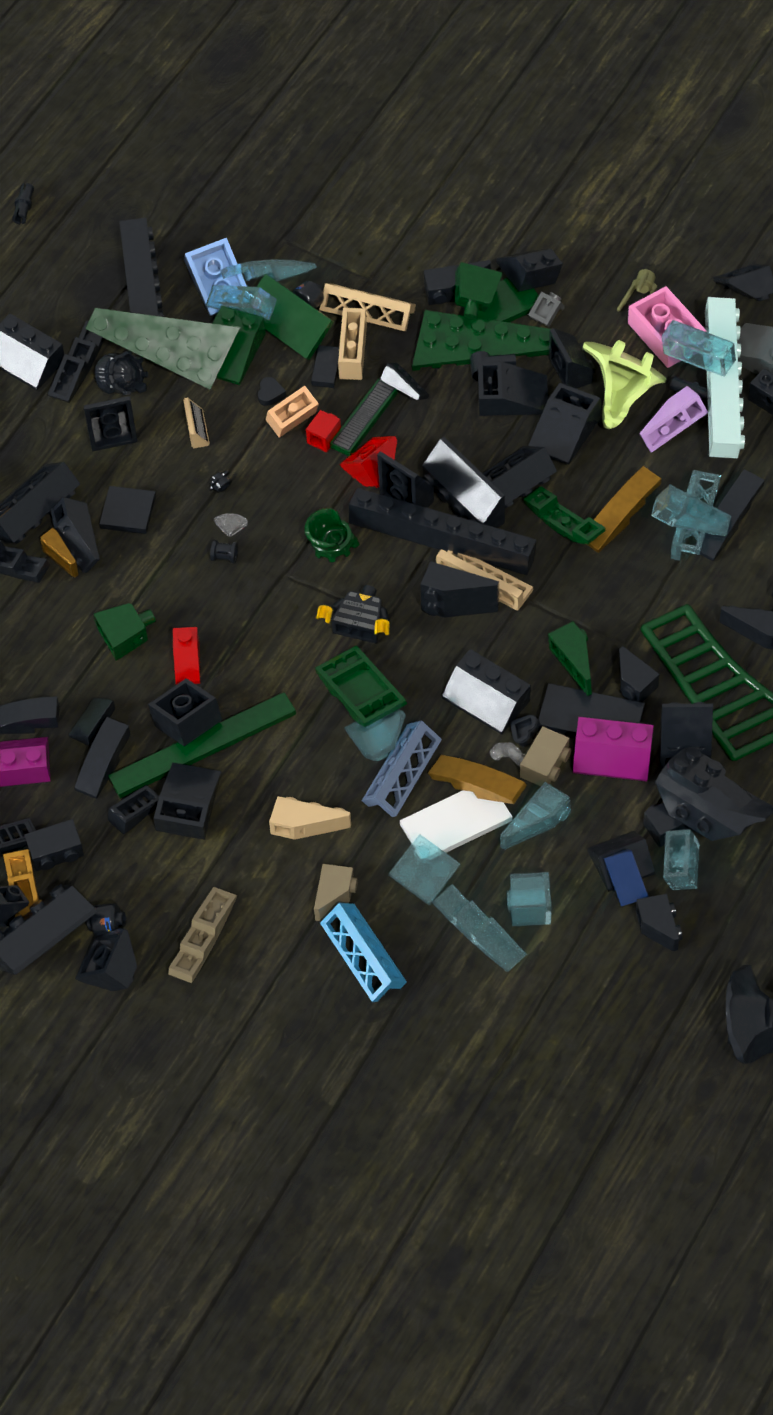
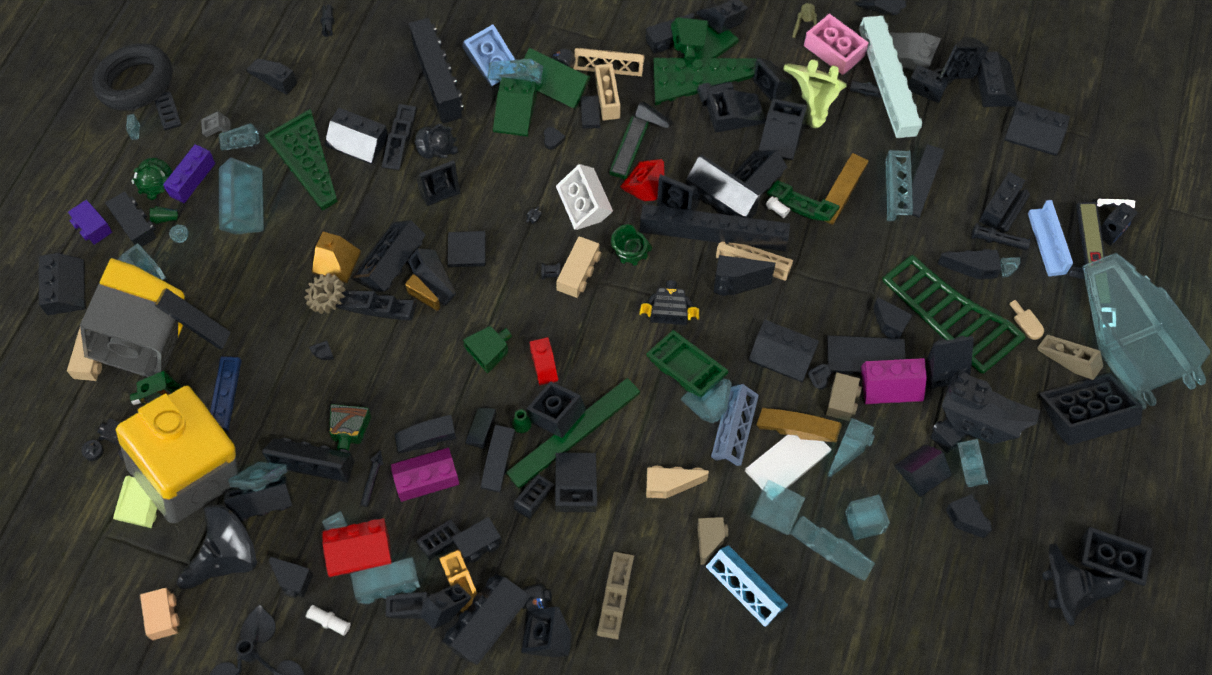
camera: 15 degrees left, 5 degrees up
(141, 720) = (521, 422): none -> dark green cone
(180, 345) = (477, 113): wing -> none
(196, 424) = (502, 172): slope -> none
(230, 523) = (549, 247): clear tile -> none
(259, 552) = (578, 267): none -> tan brick
(274, 268) = (534, 42): clear light blue slope -> none
(289, 469) = (584, 197): none -> white slope
(292, 411) = (575, 151): light nougat brick -> none
(322, 430) = (602, 162): red brick -> none
(507, 750) = (809, 395): clear arm -> none
(528, 515) = (777, 207): none -> white pin
(546, 308) = (742, 43): dark grey bracket -> none
(570, 648) = (839, 306): dark green slope -> none
(625, 877) = (935, 485): dark blue slope -> none
(673, 417) = (861, 111): lavender slope -> none
(689, 512) = (895, 183): clear light blue slope -> none
(698, 348) = (871, 56): clear light blue brick -> none

